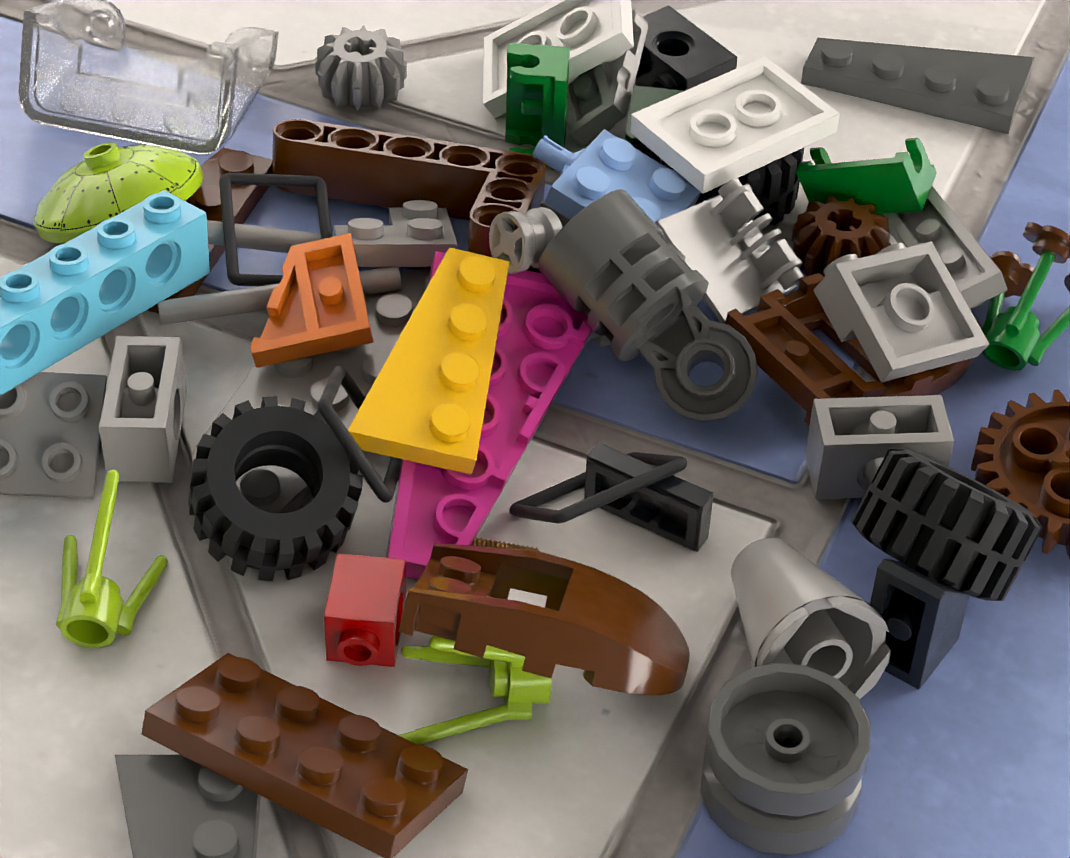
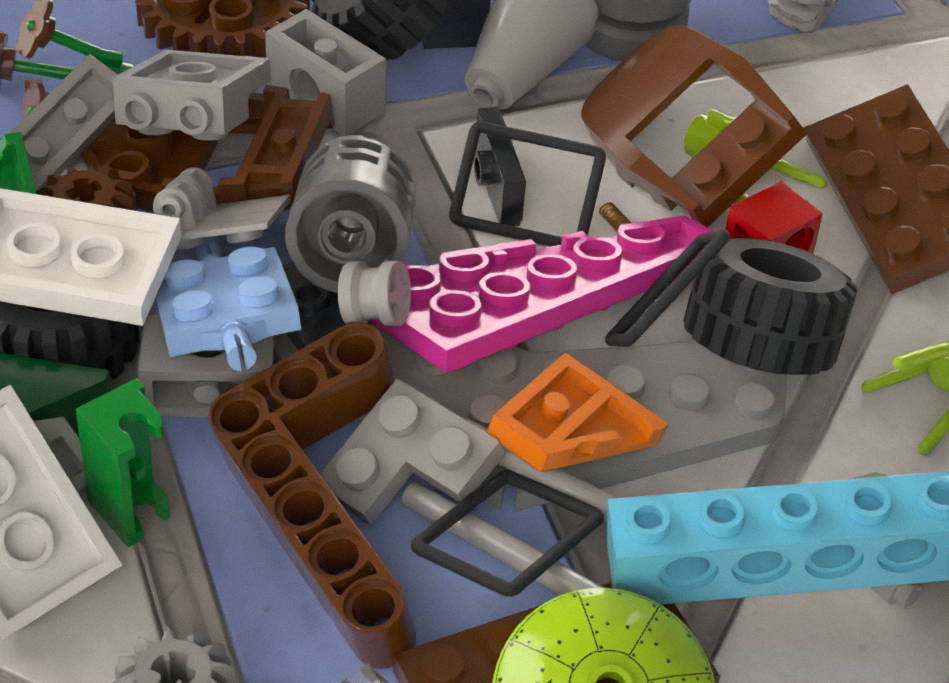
camera: 135 degrees left, 0 degrees up
(143, 408) = (801, 441): light grey brick -> none
(438, 375) = (545, 281): yellow wing -> none

